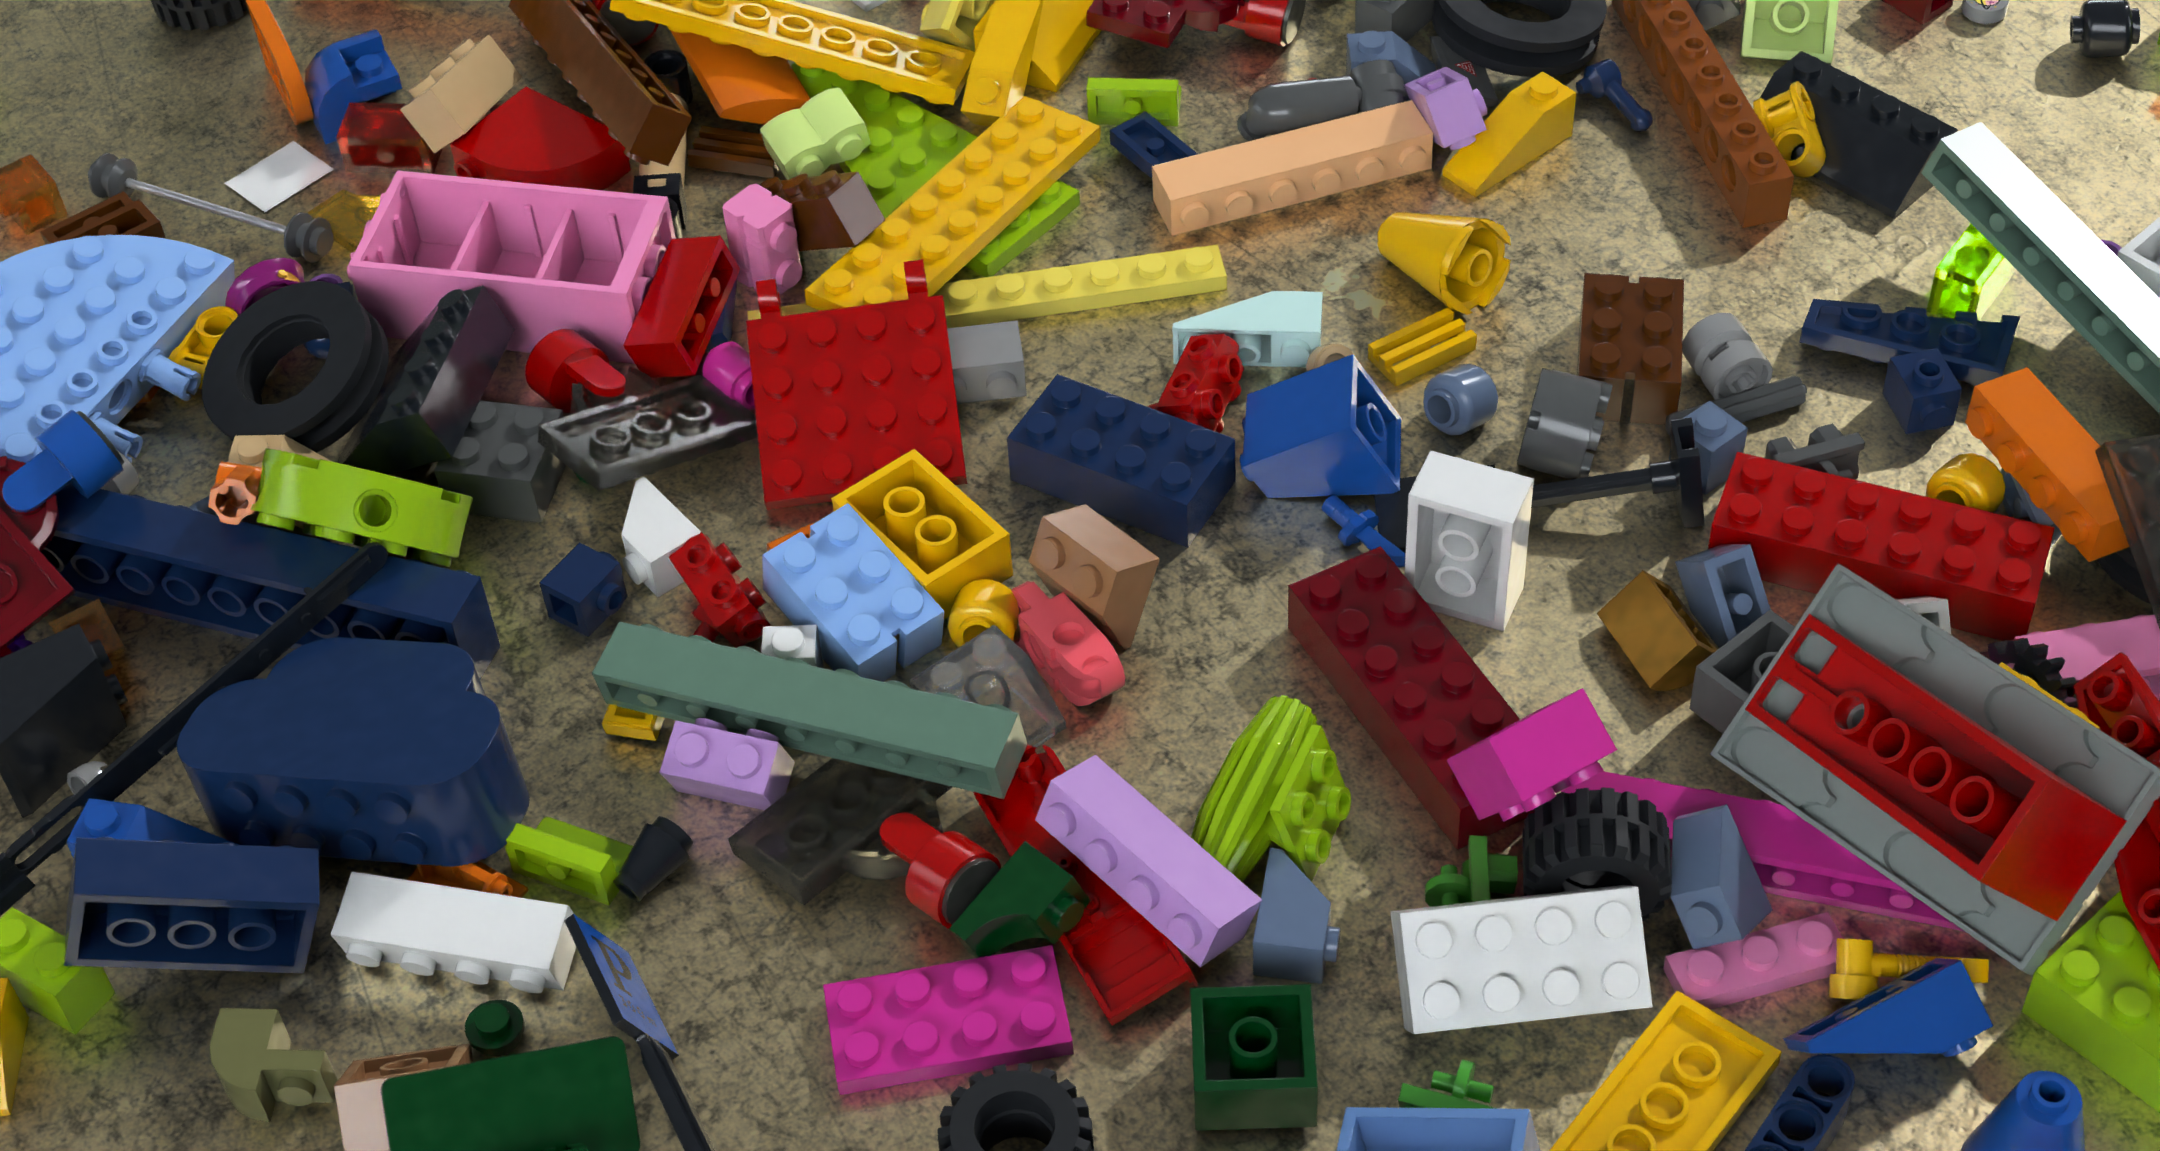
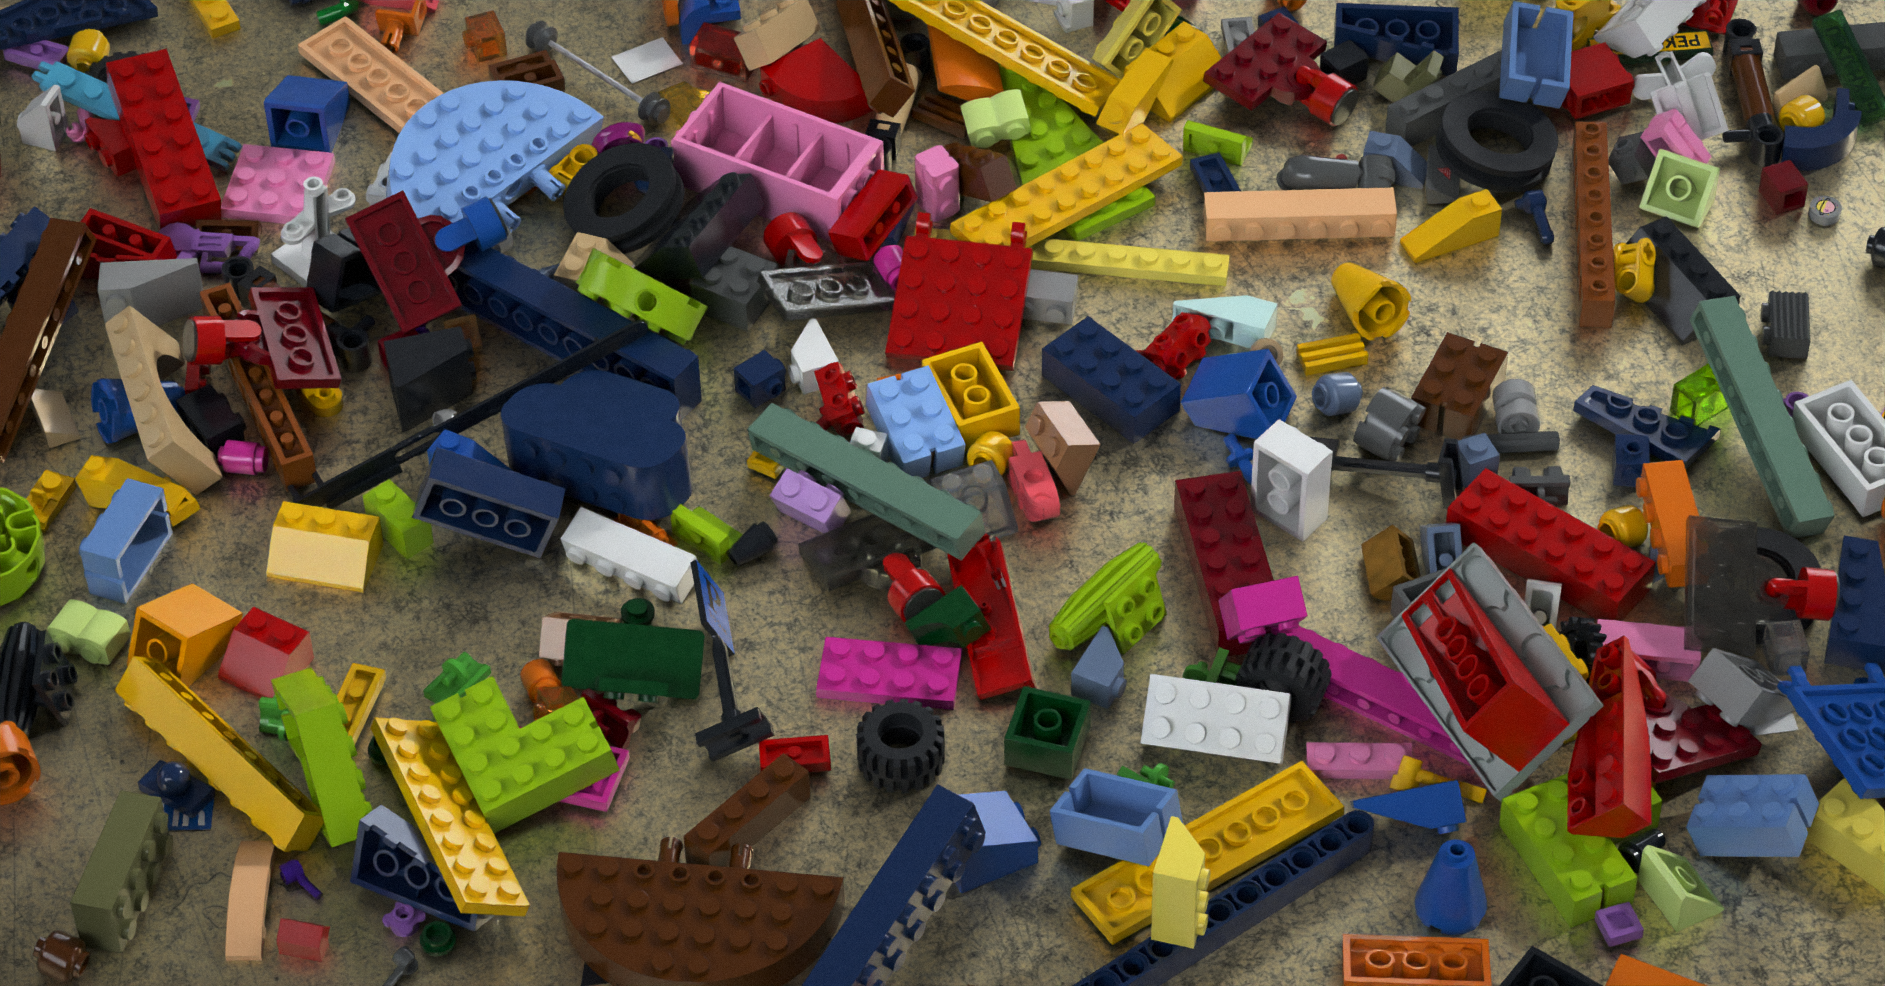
camera: 15 degrees right, 0 degrees up
(234, 492) = (569, 268): orange piece -> none
(259, 1068) = (505, 600): olive brick -> none
(1148, 860) = (1028, 613): lavender brick -> none
(1449, 107) = (1413, 199): lavender brick -> none
(1714, 879) = (1346, 706): sand blue slope -> none
(2037, 147) = (1787, 324): none -> dark grey brick

